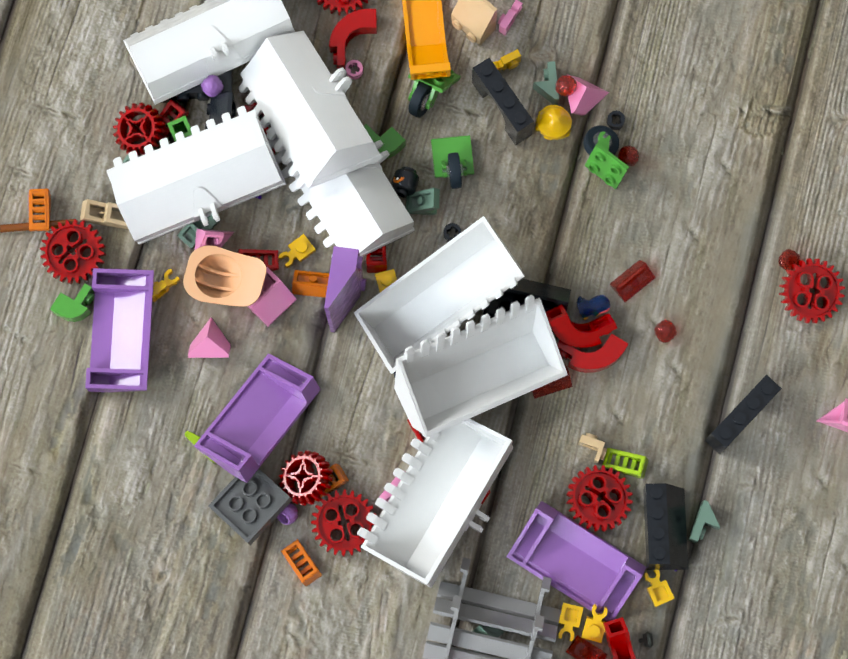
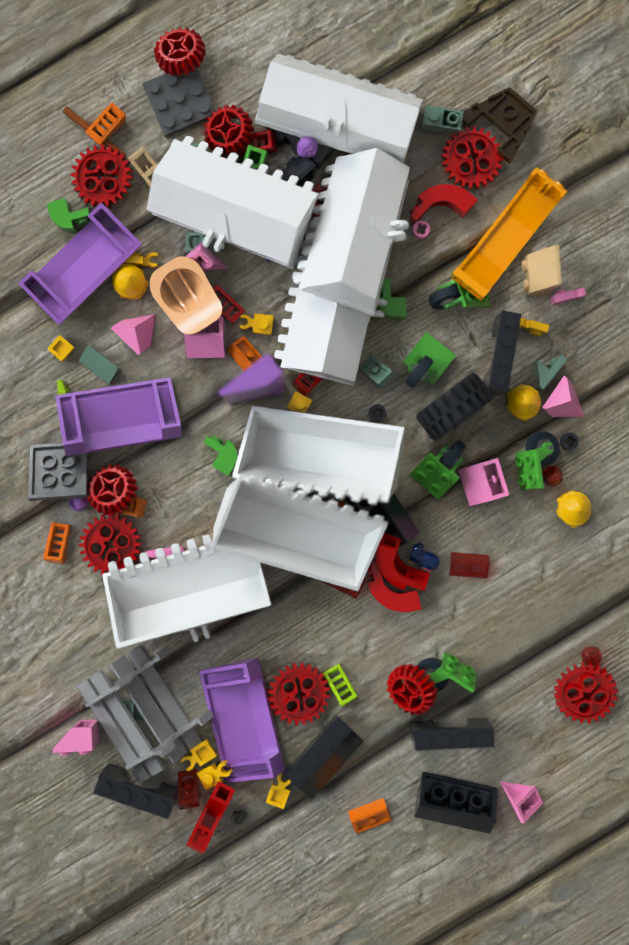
camera: 45 degrees right, 10 degrees up
(41, 101) = (175, 54): none -> red gear
(78, 141) = (179, 101): none -> dark grey plate
(162, 409) = (61, 348): none -> yellow plate
(169, 310) = (129, 281): none -> yellow hair
(204, 394) = (99, 364): none -> sand green slope
(369, 368) = (227, 457): none -> bright green brick
(405, 182) = (378, 345): black head -> none
(505, 170) = (454, 406): none -> black tyre
(540, 235) = (435, 474): none -> bright green plate
(566, 85) = (557, 385): clear red piece -> none
(582, 207) = (483, 482): none -> bright pink slope
(590, 441) = (330, 649): tan bracket -> none
(665, 331) = (456, 622): clear red piece -> none
(668, 164) = (573, 508): none -> yellow hair
(676, 400) = (415, 685): none -> red gear
(686, 385) = (447, 668): none -> bright green plate
(704, 517) = (357, 773): sand green slope -> none
(745, 542) = (369, 815): none -> orange slope
(799, 466) = (456, 802): none -> black slope

